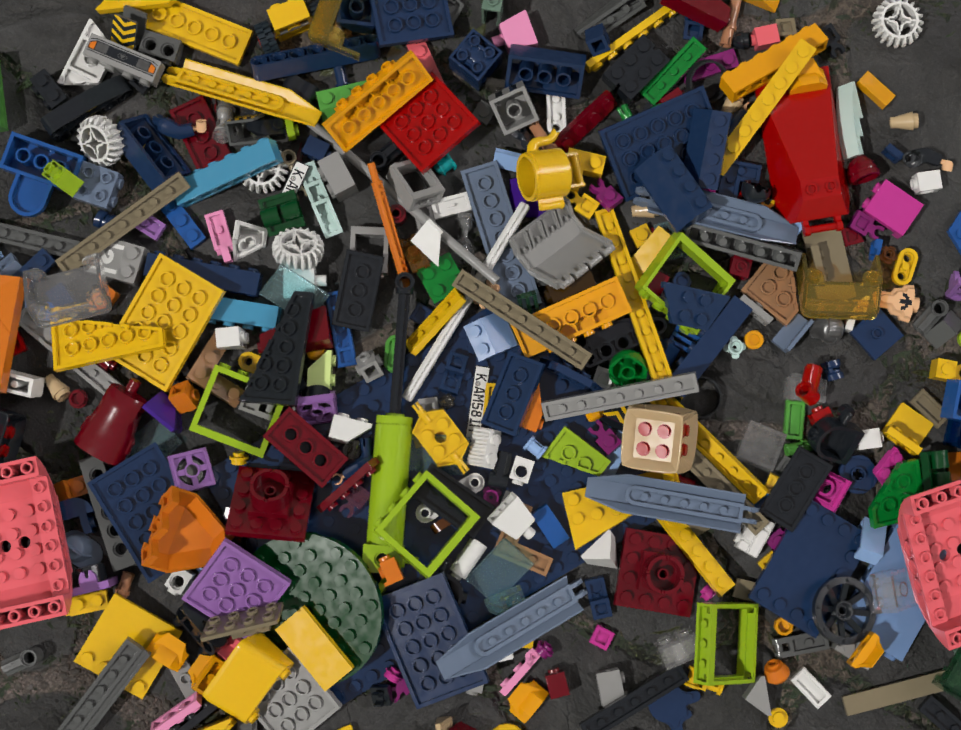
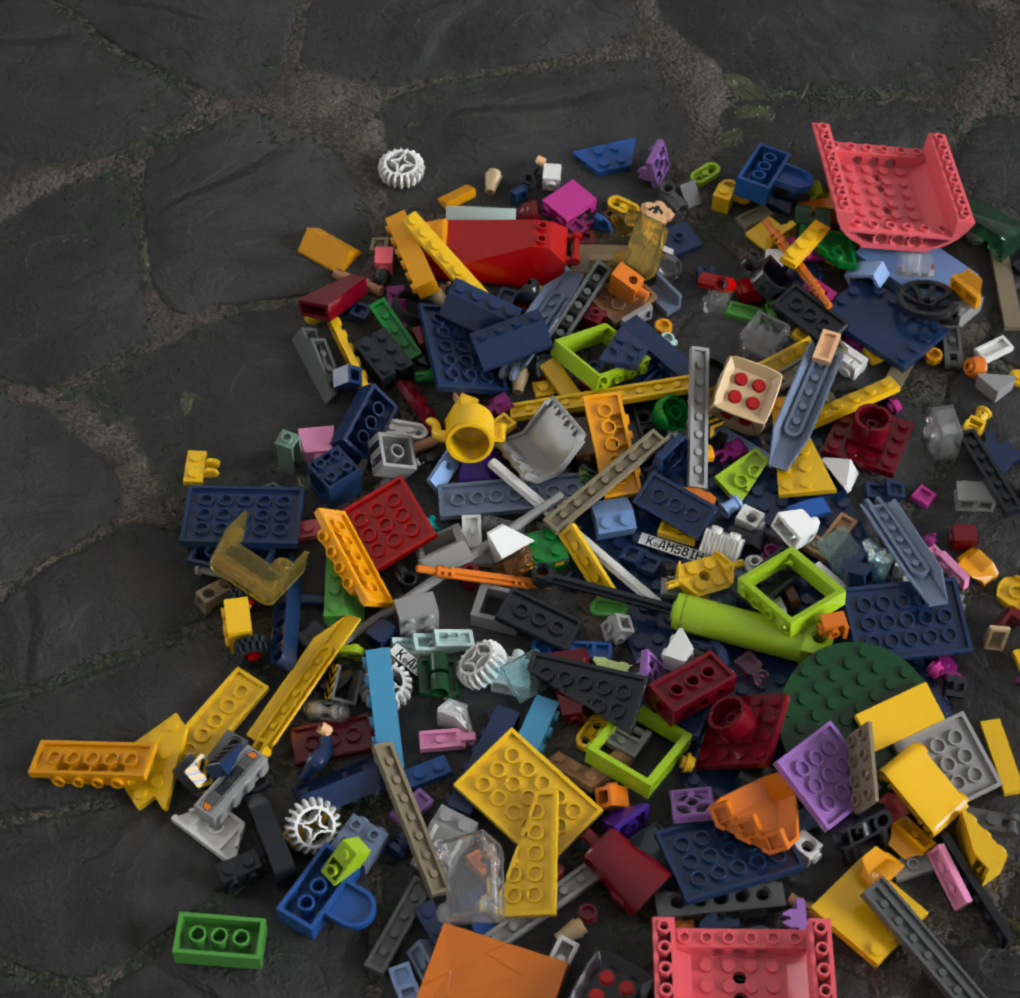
camera: 80 degrees left, 30 degrees down
(139, 45) = (224, 761): none -> dark blue slope
(231, 338) = (560, 739): white slope -> none
(354, 481) = (740, 665): dark red plate -> none
(475, 581) = (858, 570): none -> dark blue brick
(706, 643) = (944, 390): lime window -> none
(742, 513) = (826, 347): none -> light nougat tile
(786, 284) = (627, 284): none -> orange torso
(858, 464) = (802, 270): none -> orange axle
(883, 468) = (804, 244): none -> yellow plate

